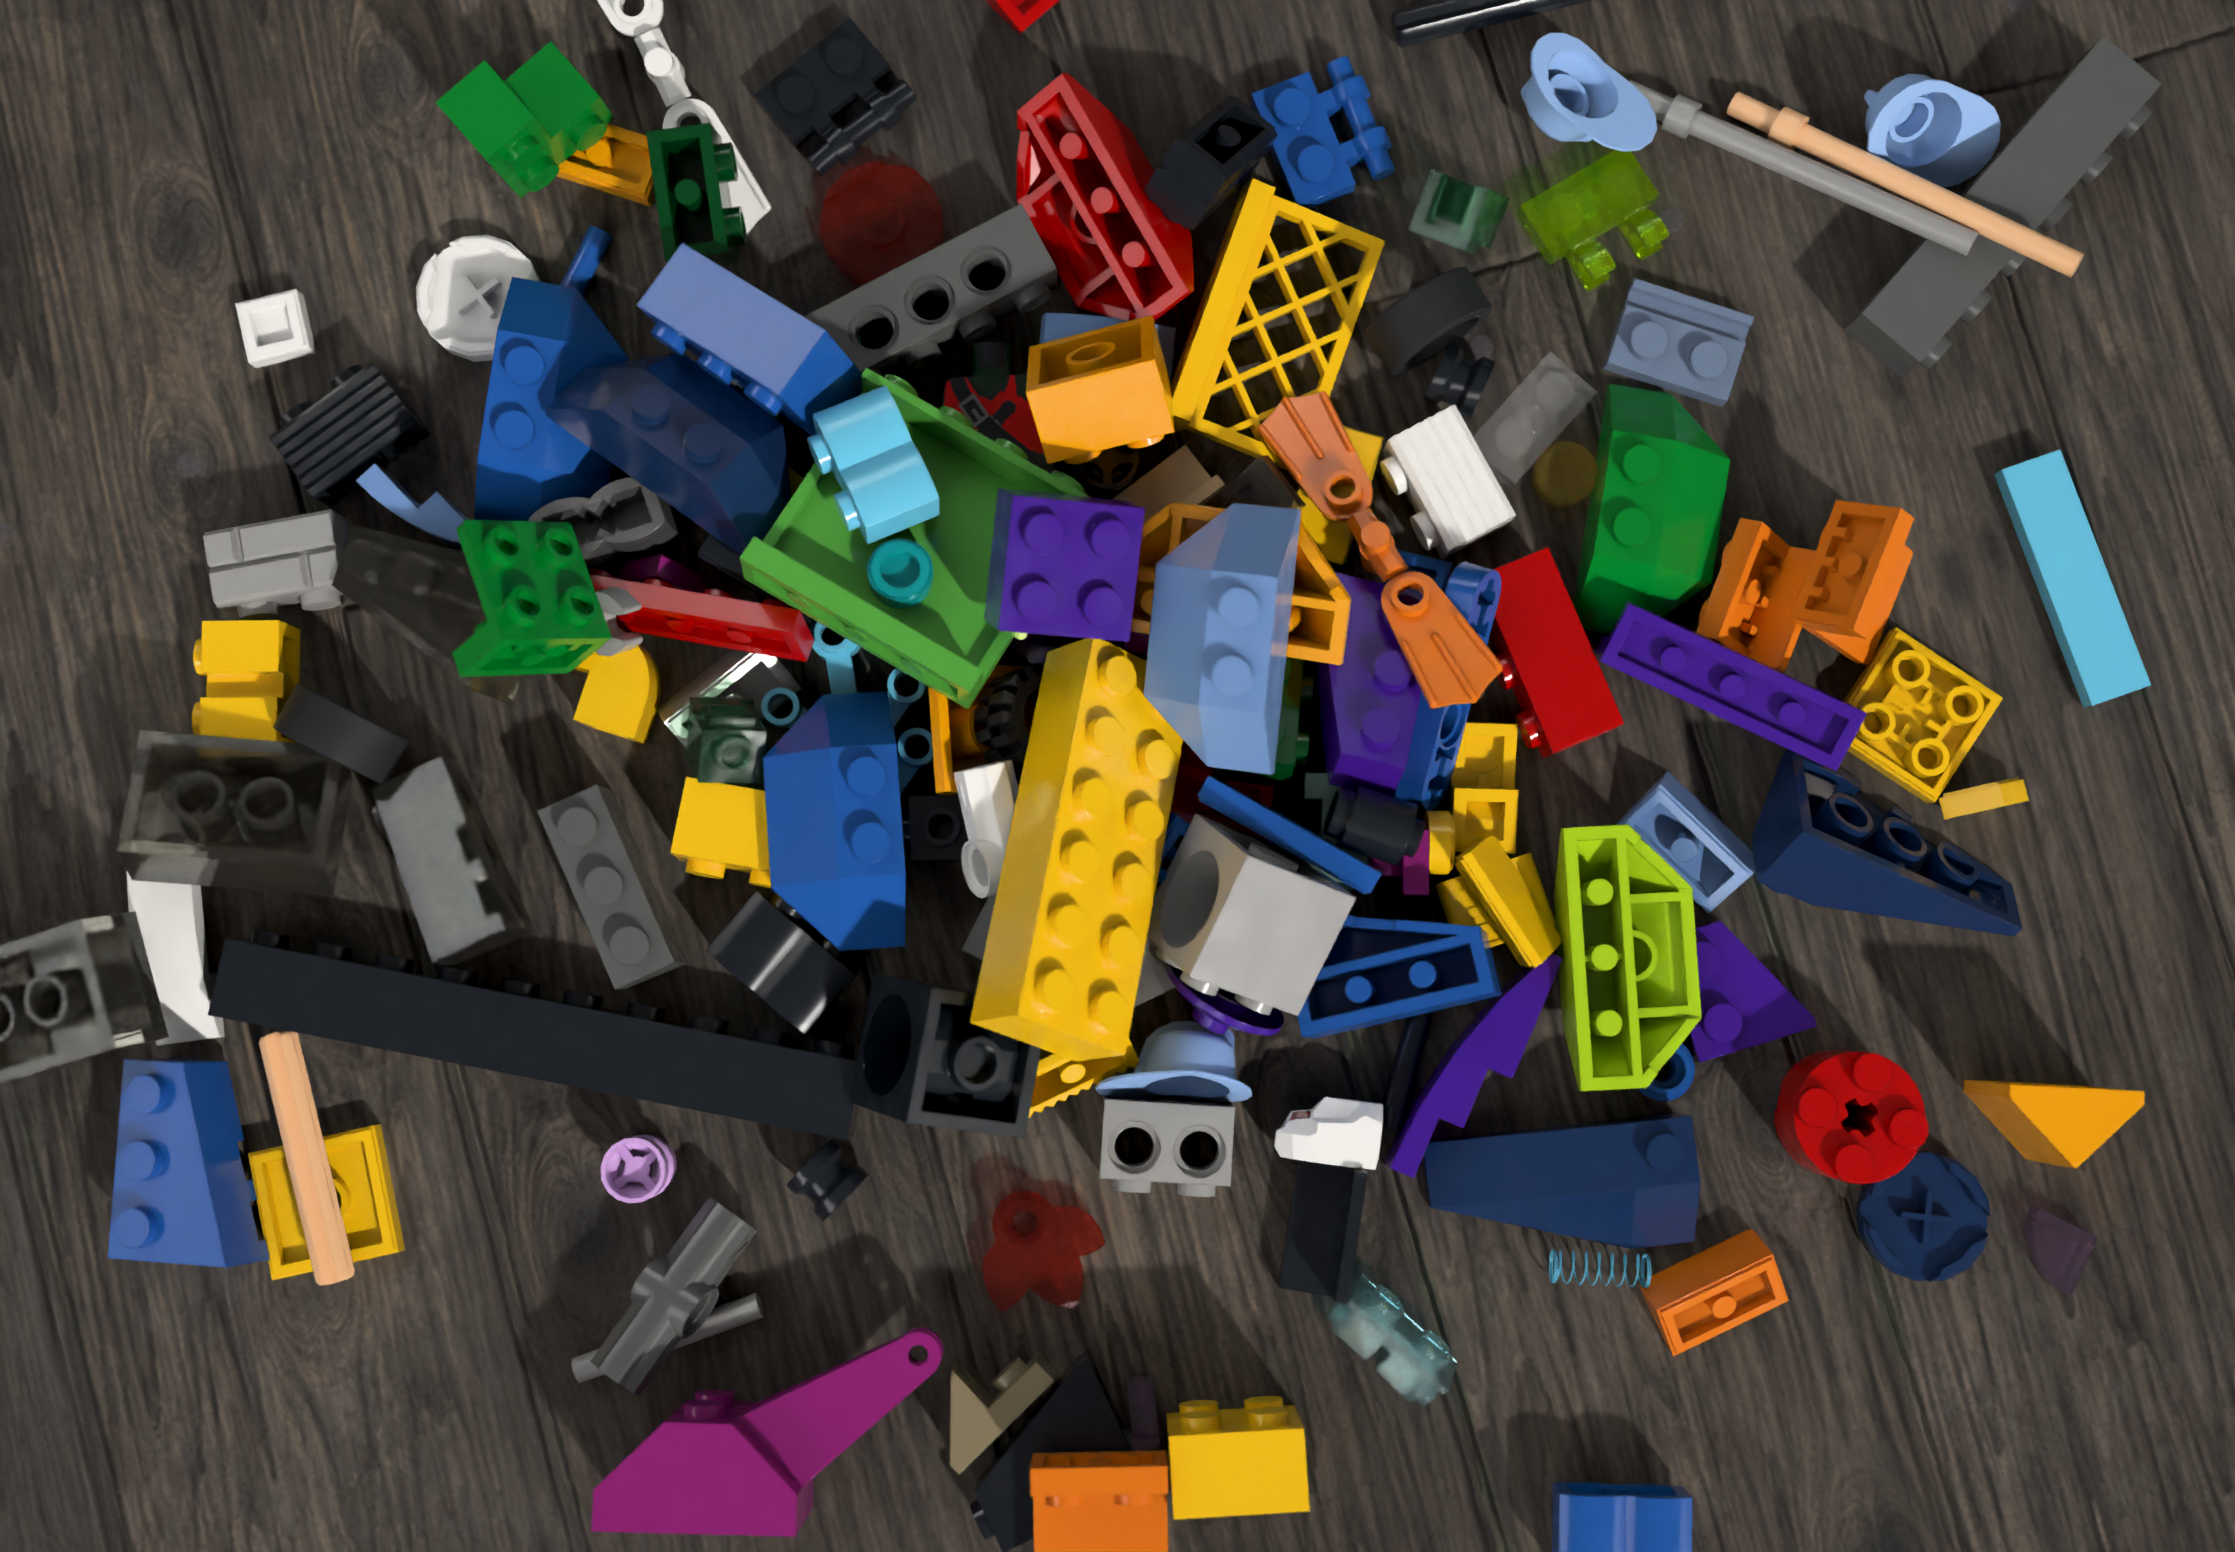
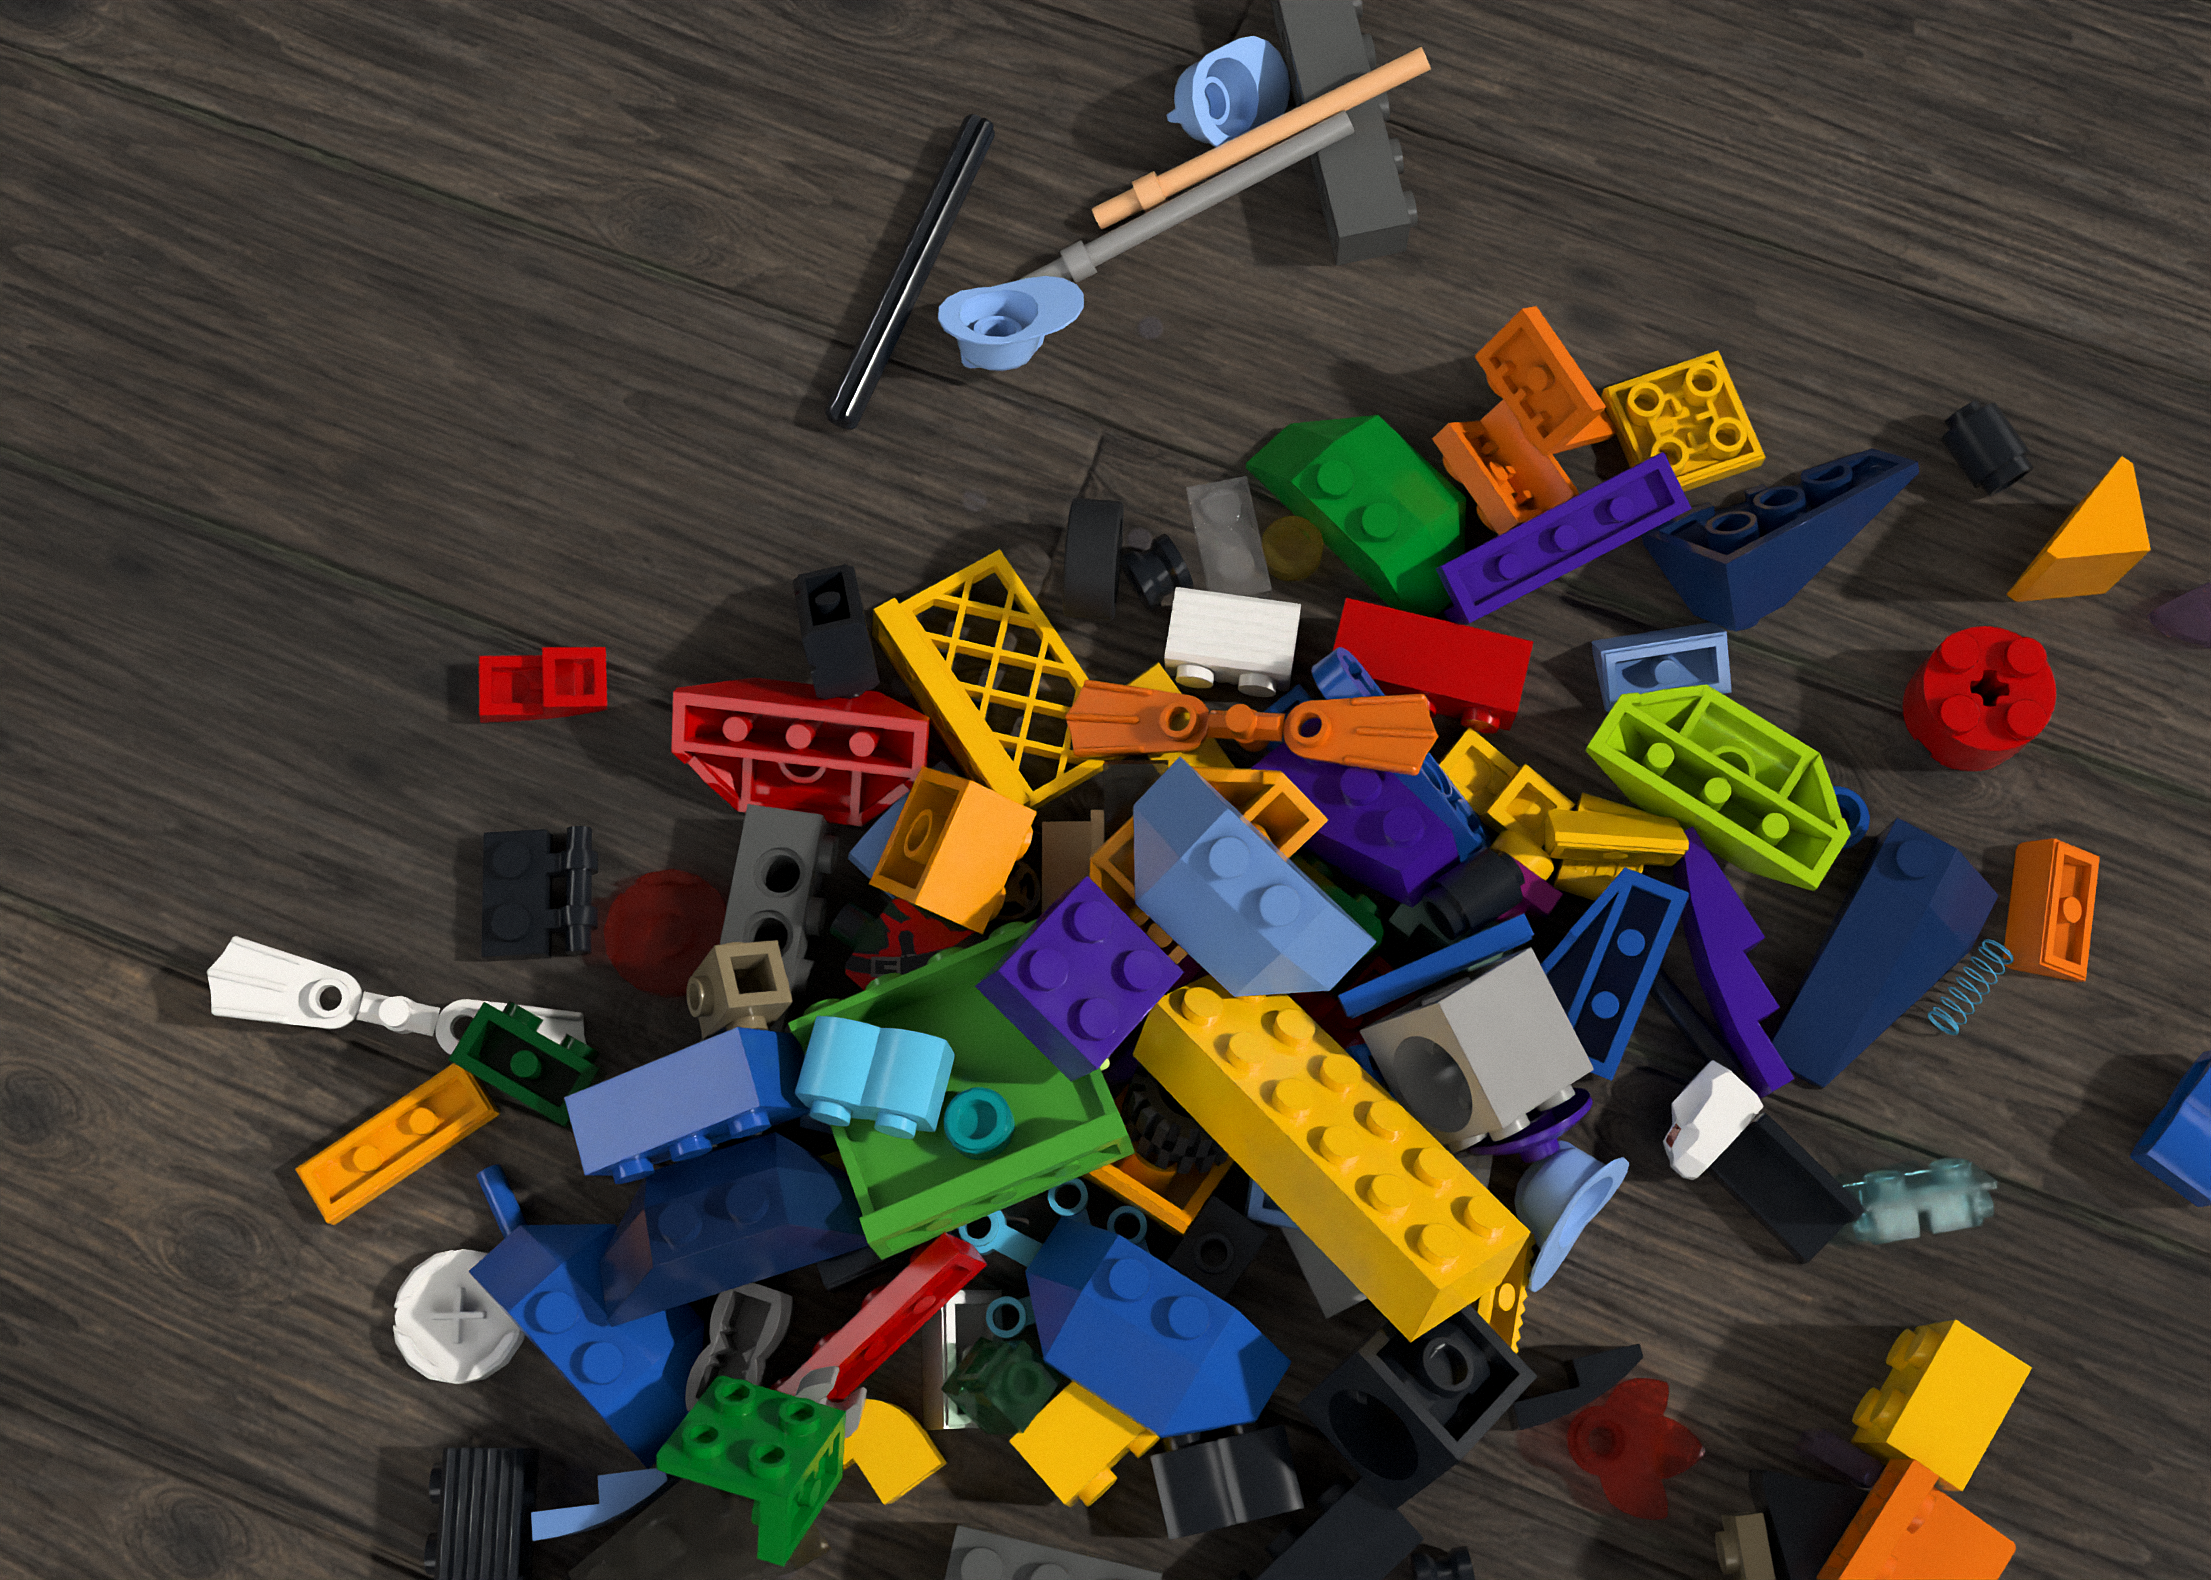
camera: 45 degrees left, 10 degrees down
(275, 328) = (342, 1516): white tile -> none
(528, 119) = (353, 1154): green brick -> none
(663, 569) = (811, 1331): magenta tile -> none
(880, 306) = (739, 988): none -> dark tan brick
(987, 806) = (1233, 1199): white piece -> none
(1065, 1182) = (1588, 1380): none -> black slope
(1168, 1125) = (1605, 1254): light grey brick -> none
(1306, 146) = (883, 556): blue plate -> none
(1458, 213) = (1025, 475): clear green window -> none
(1589, 204) = (1092, 380): clear neon green plate -> none
(1678, 342) = (1253, 390): sand blue plate -> none
(1739, 998) = (1824, 713): dark purple wing -> none
(1925, 1219) = (2104, 704): dark blue tile -> none
(1983, 797) = (1788, 420): yellow tile -> none
(2072, 579) = (1660, 237): medium azure tile -> none
(2081, 977) = (1986, 447): none -> black brick

